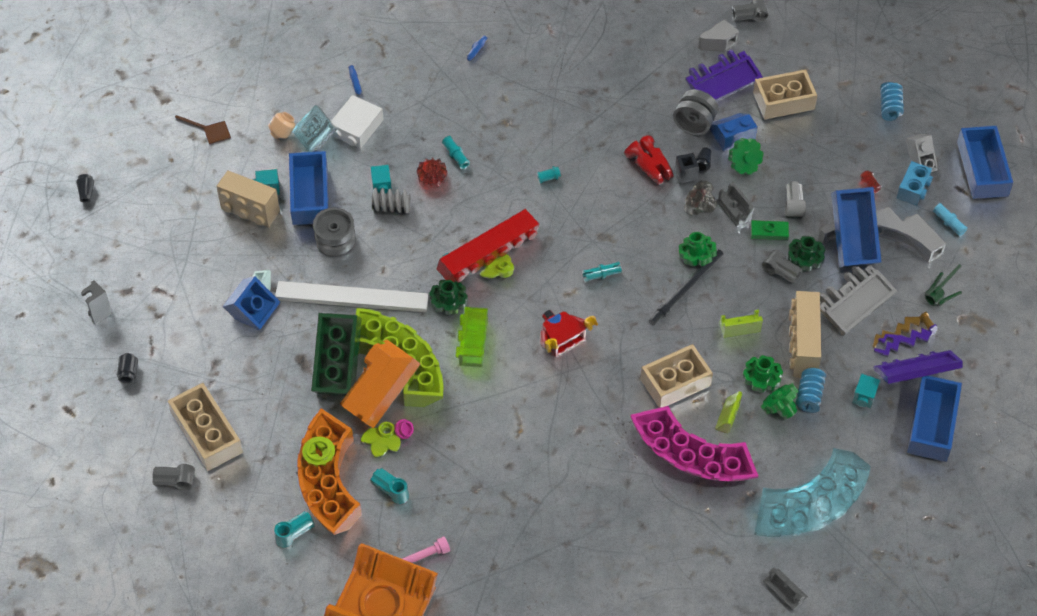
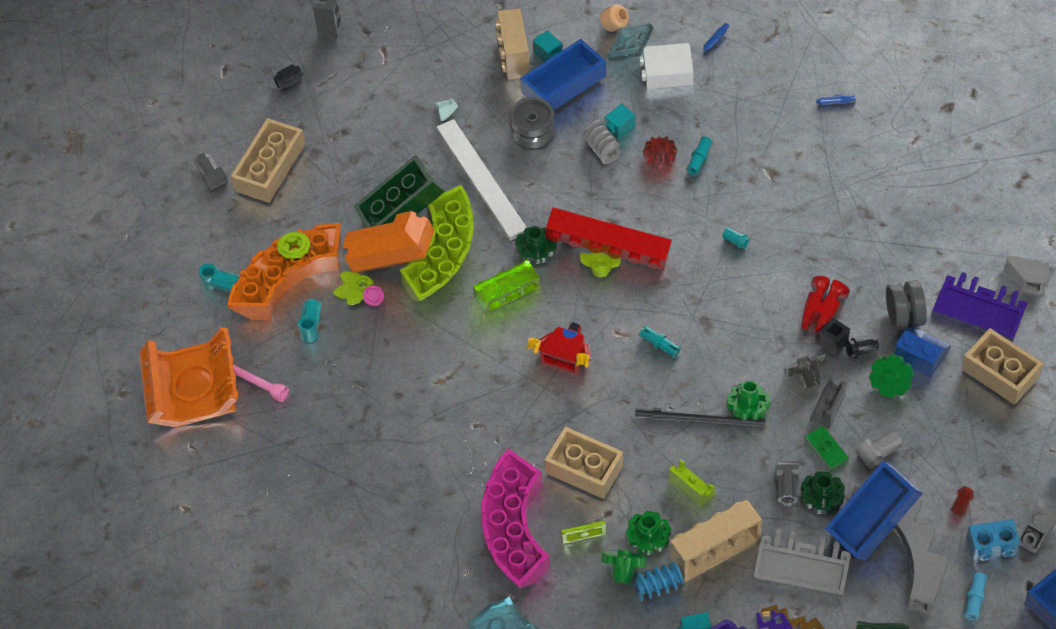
camera: 60 degrees right, 0 degrees up
(251, 303) = (415, 116): blue slope -> none

